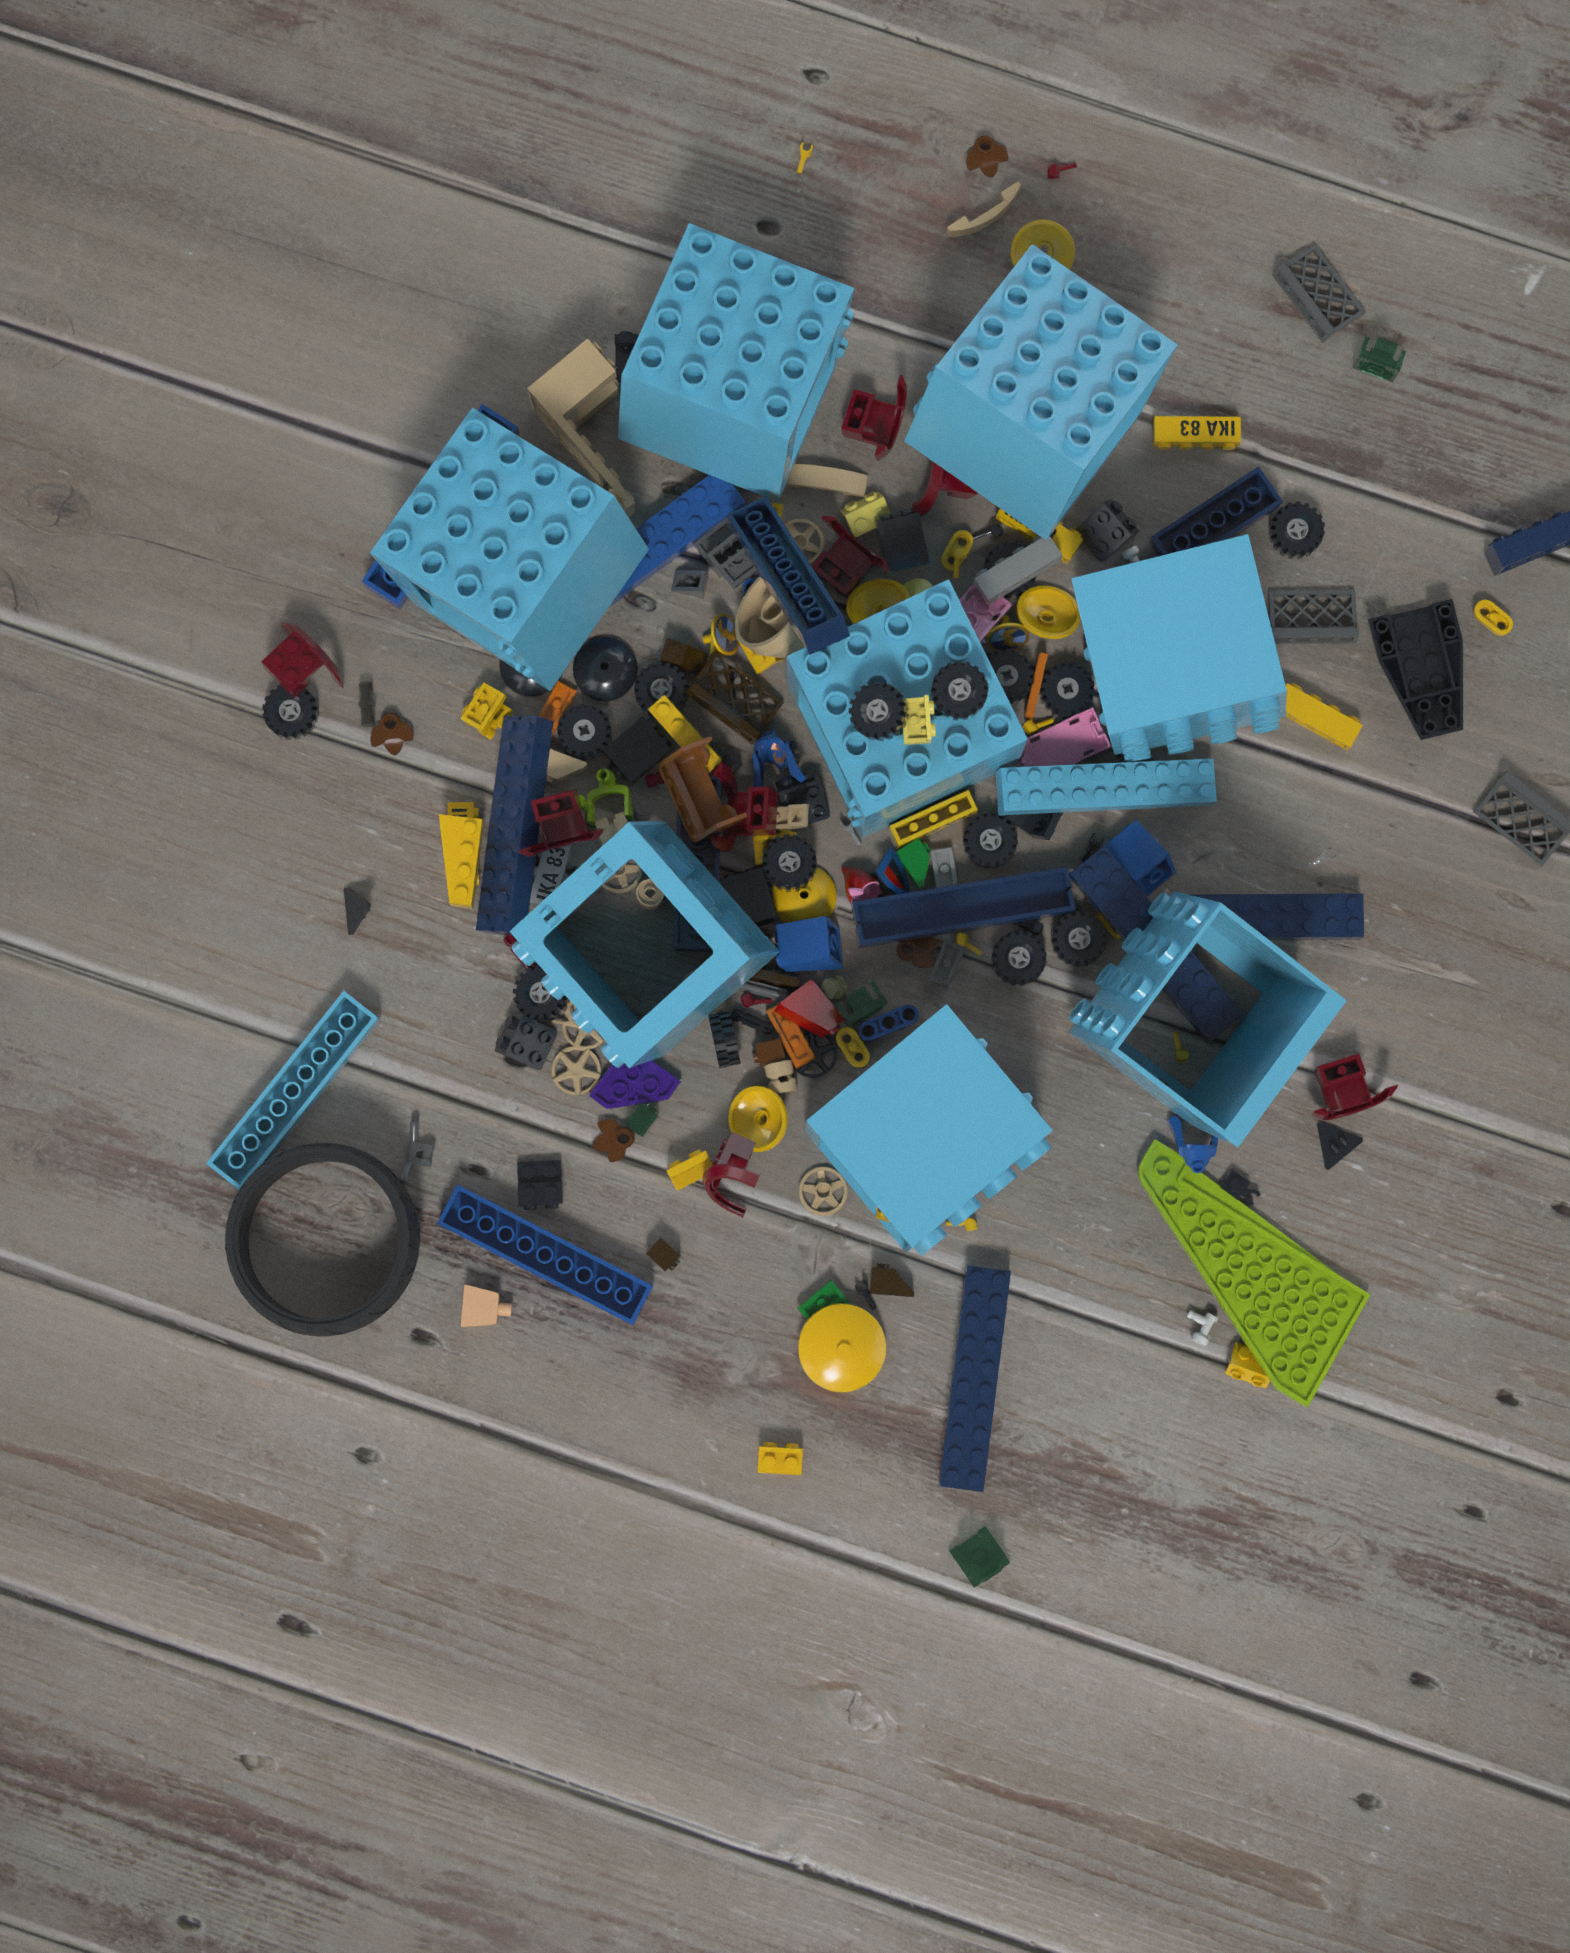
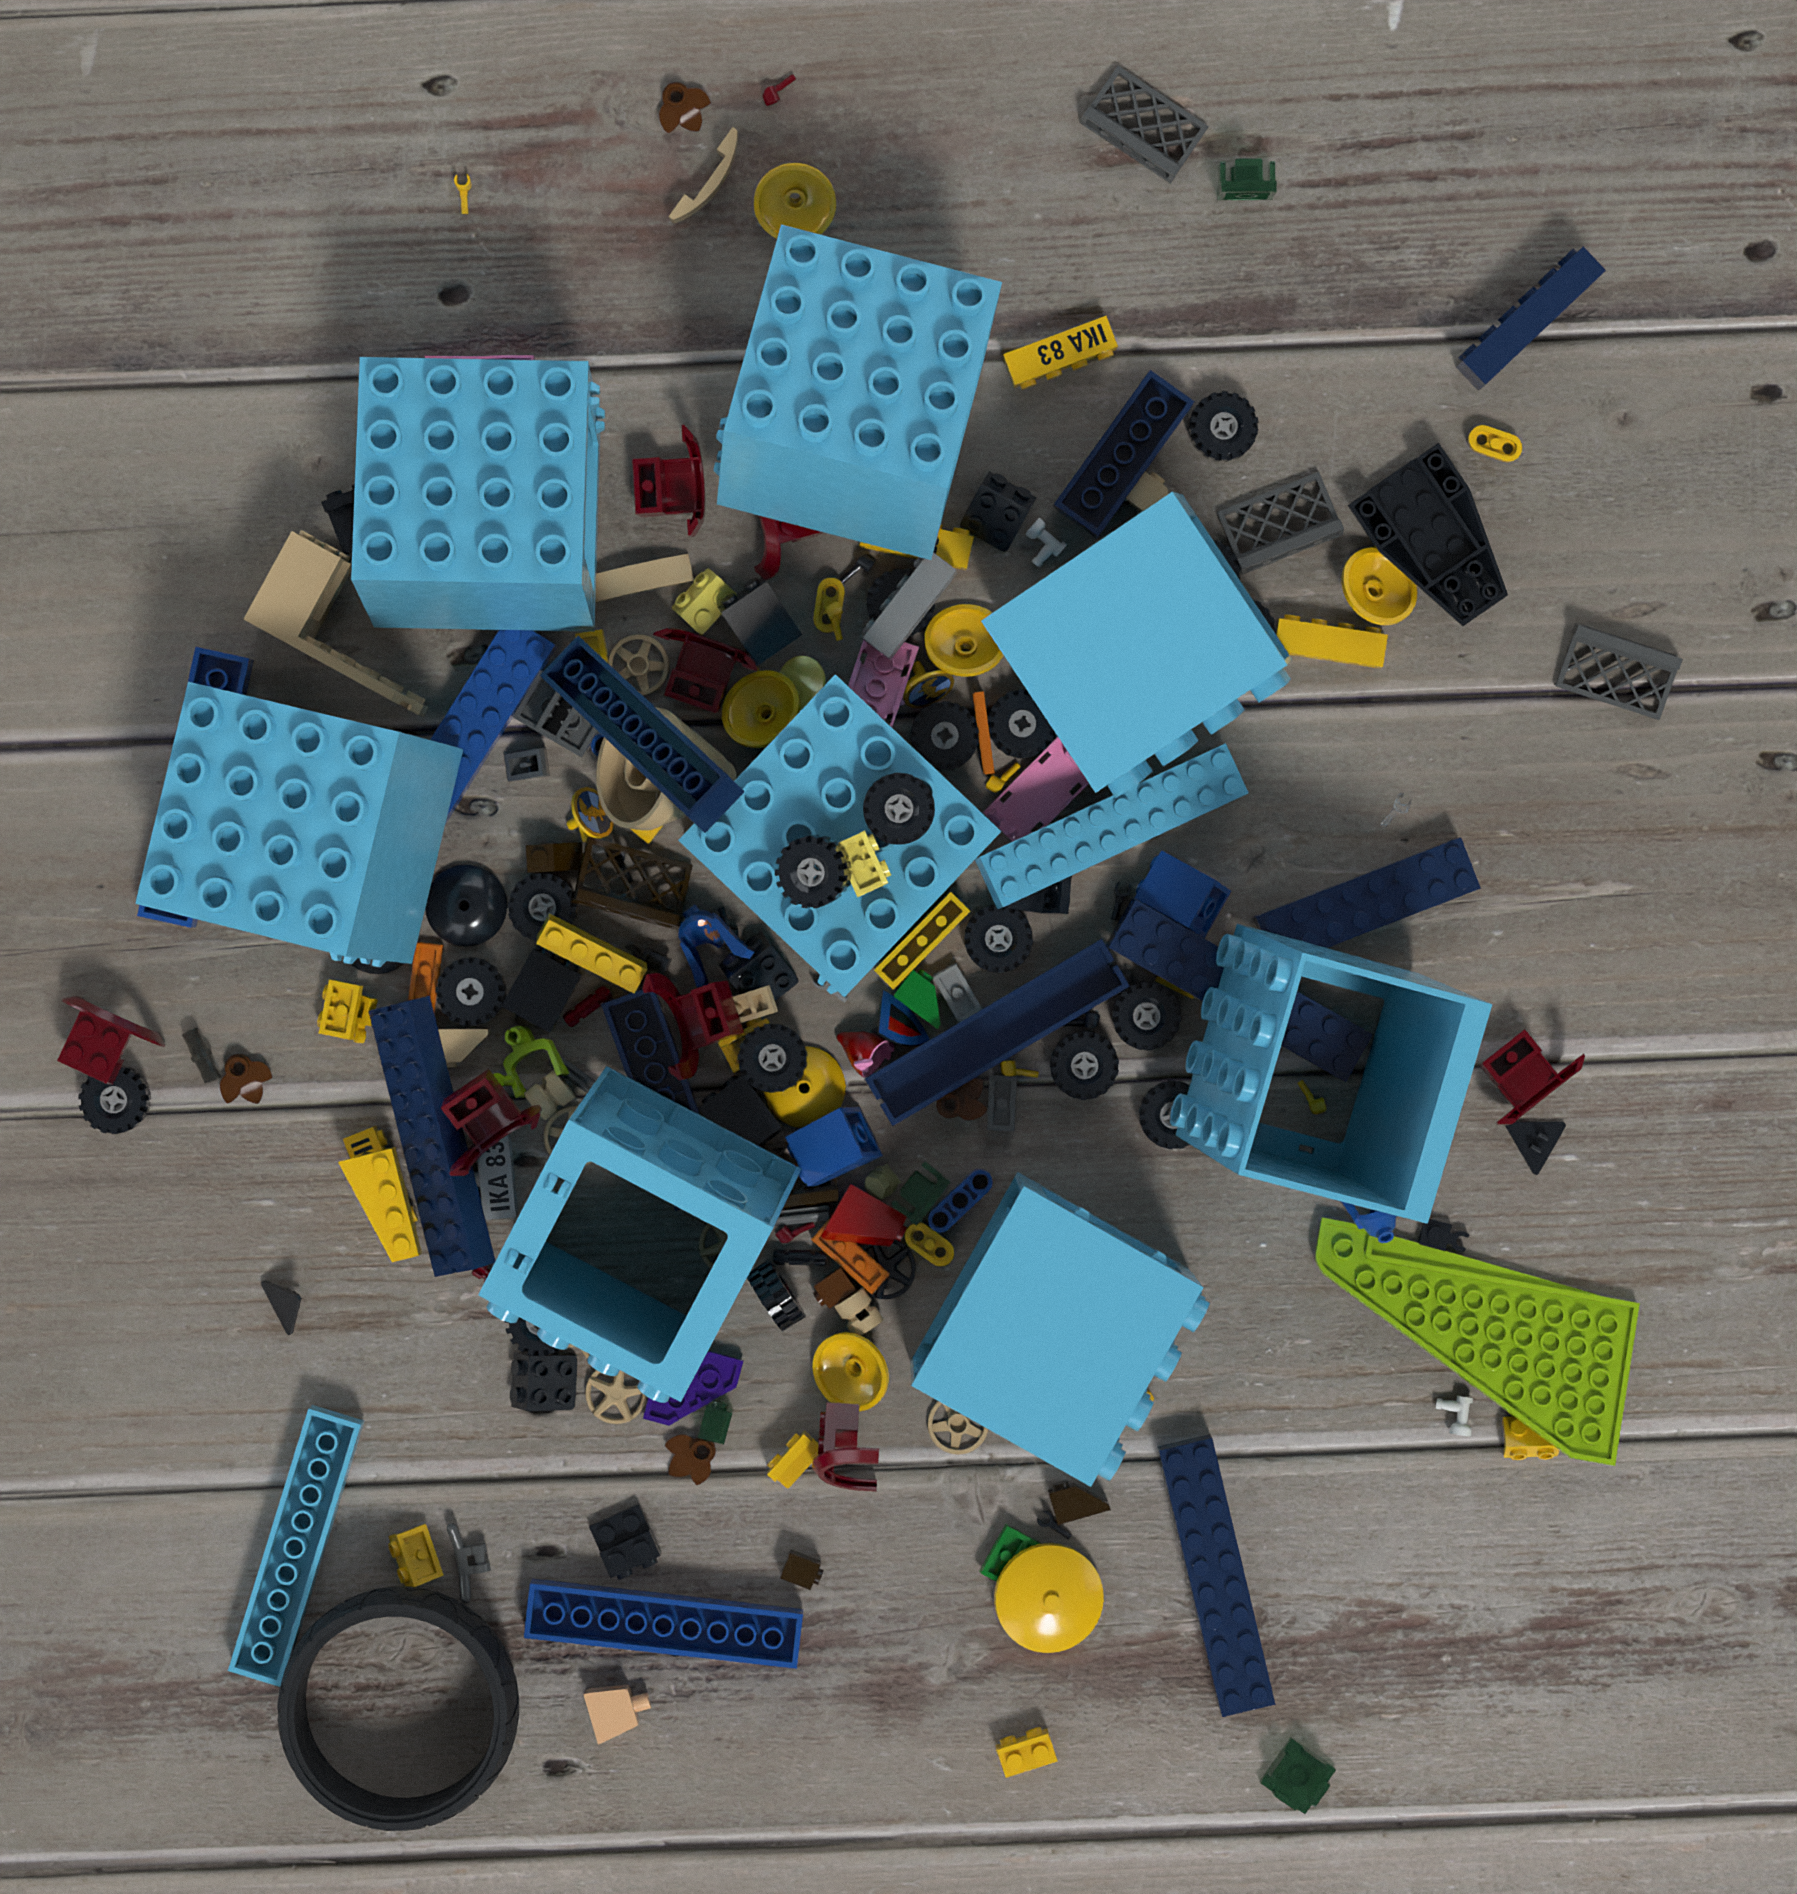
camera: 15 degrees left, 5 degrees up
(378, 1134) = (415, 1556): none -> yellow bracket
(694, 792) = (633, 1023): dark orange windscreen -> none
(1056, 1017) = (1154, 1112): none -> black wheel
(1368, 688) = (1391, 590): none -> yellow dish

